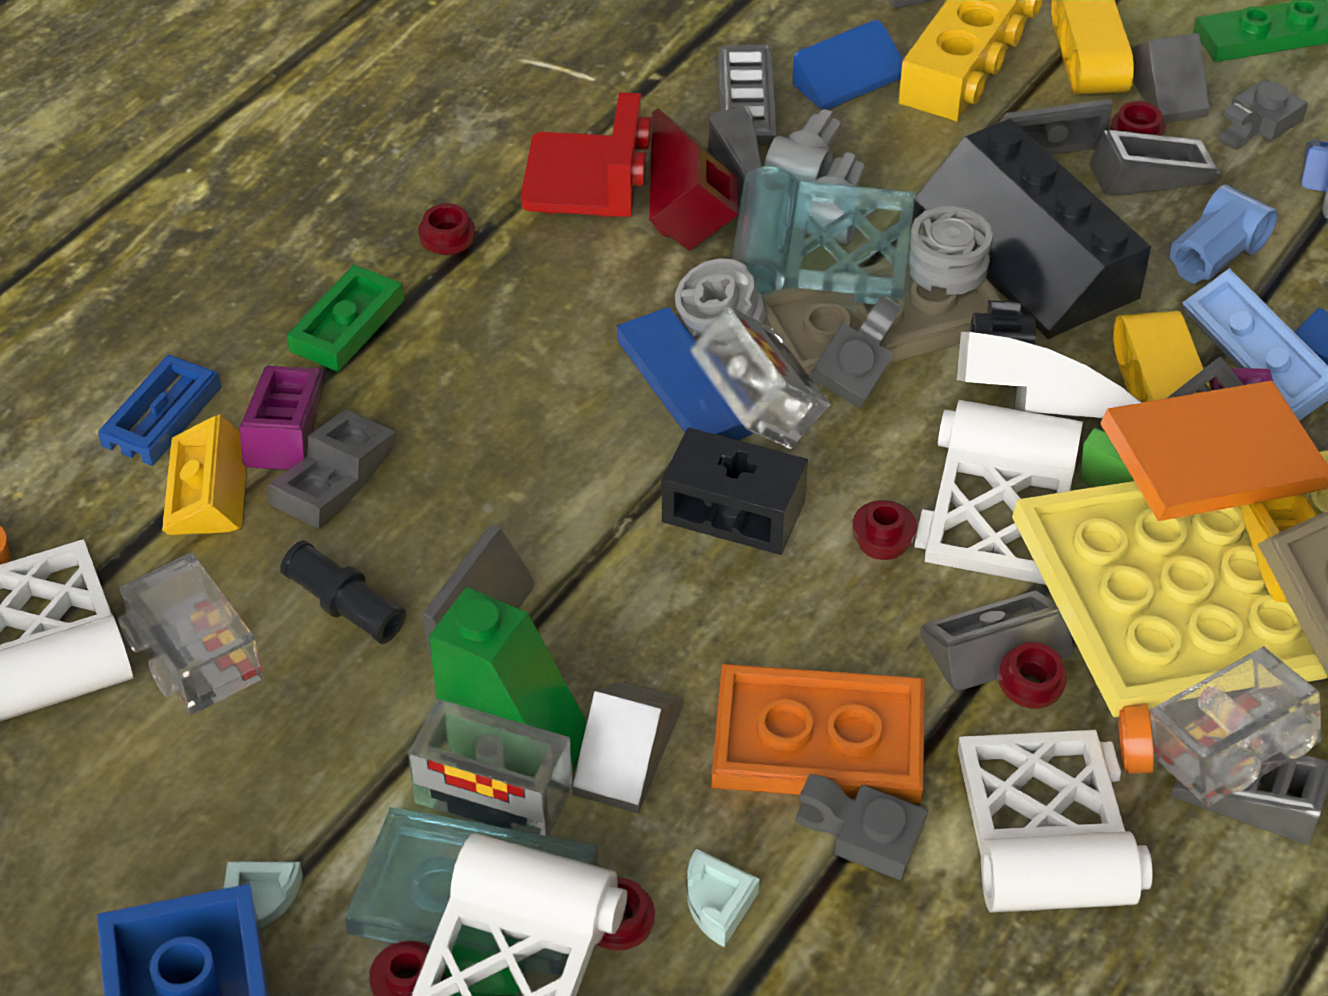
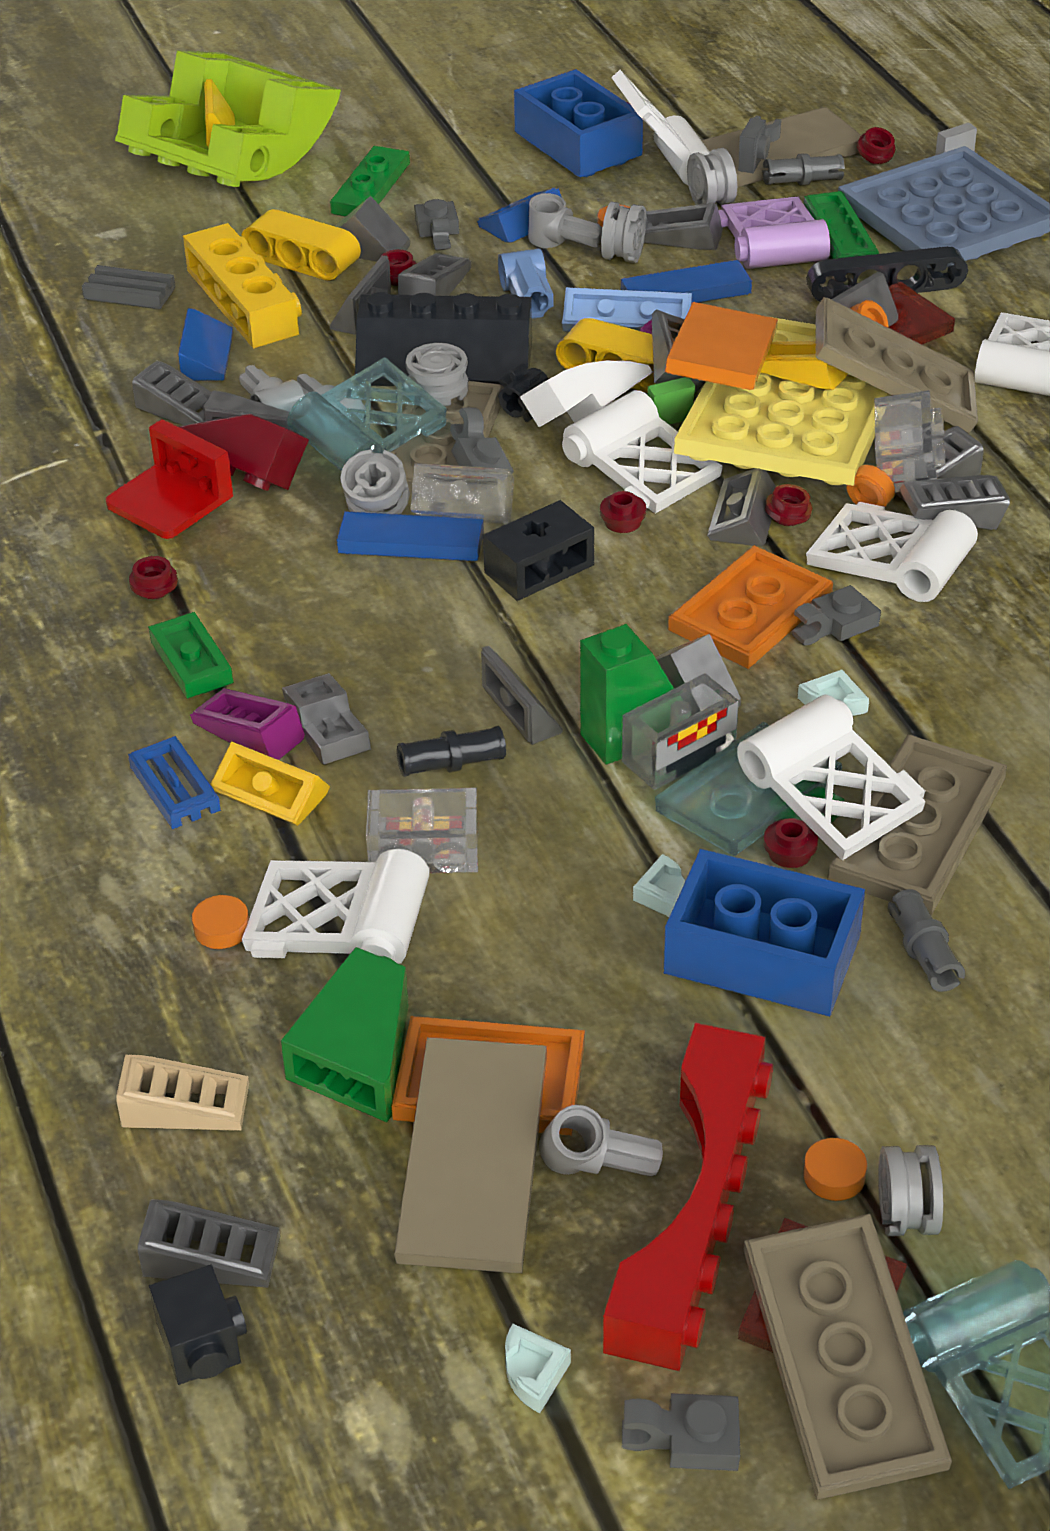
camera: 55 degrees left, 5 degrees down
(1191, 872) = (976, 496): none -> flat silver slope

